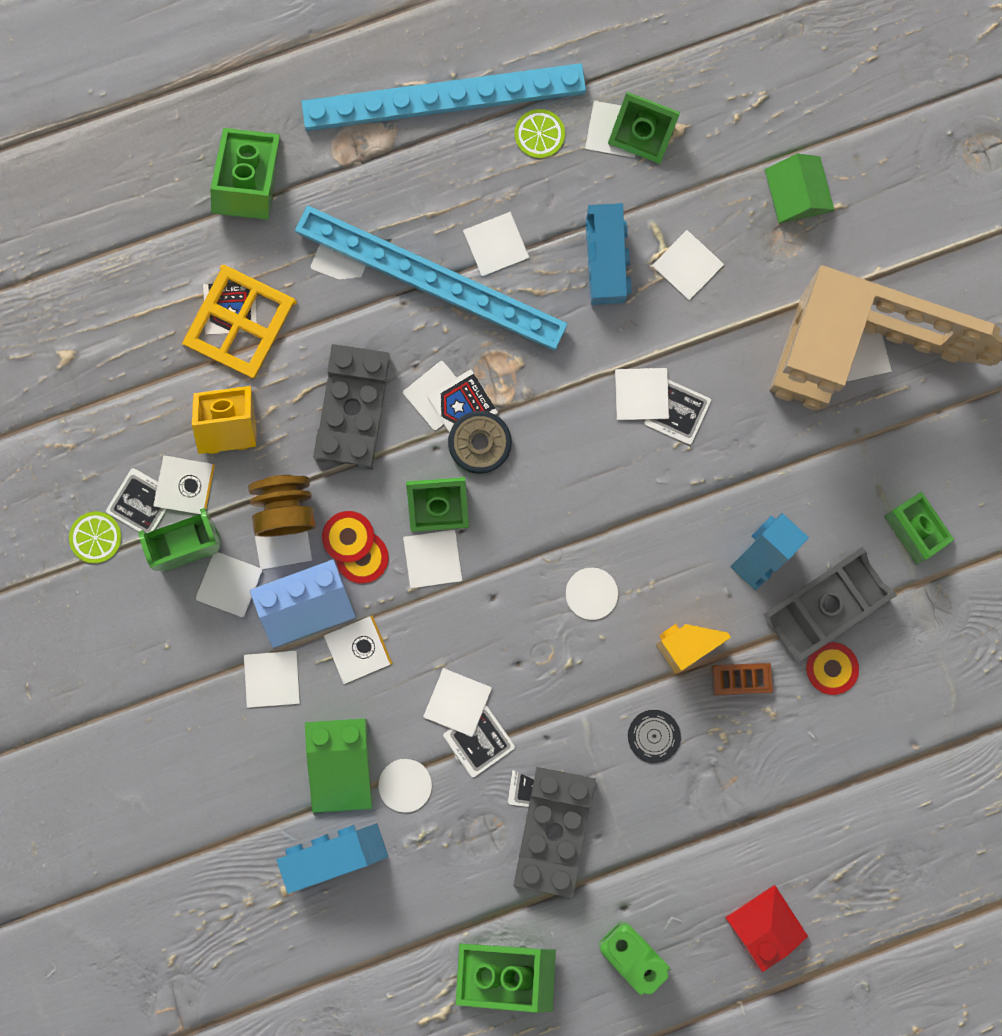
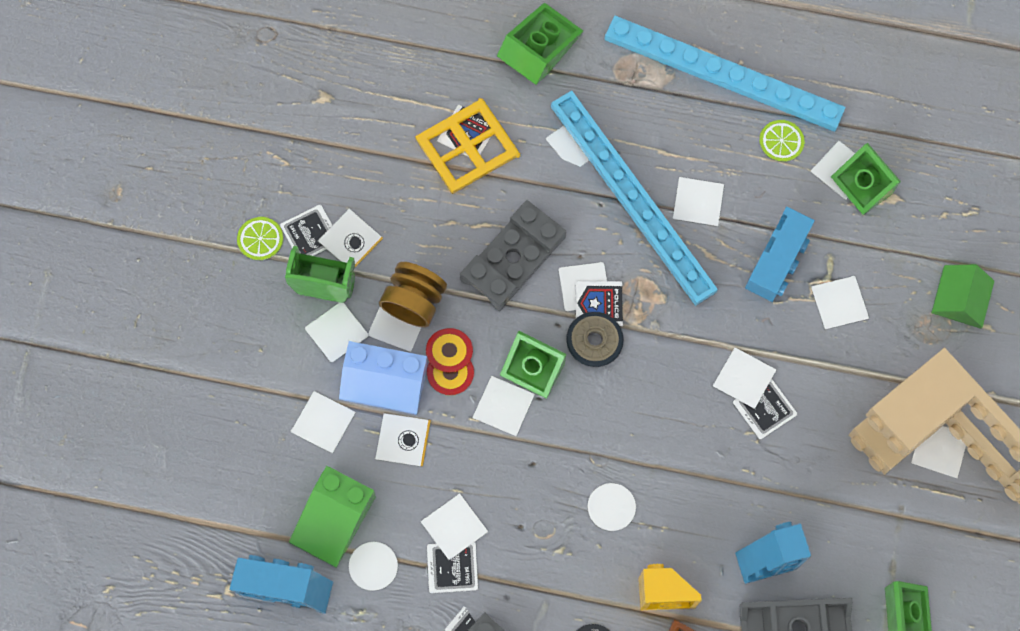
camera: 30 degrees right, 10 degrees down
(224, 420) = (410, 209): yellow slope -> none

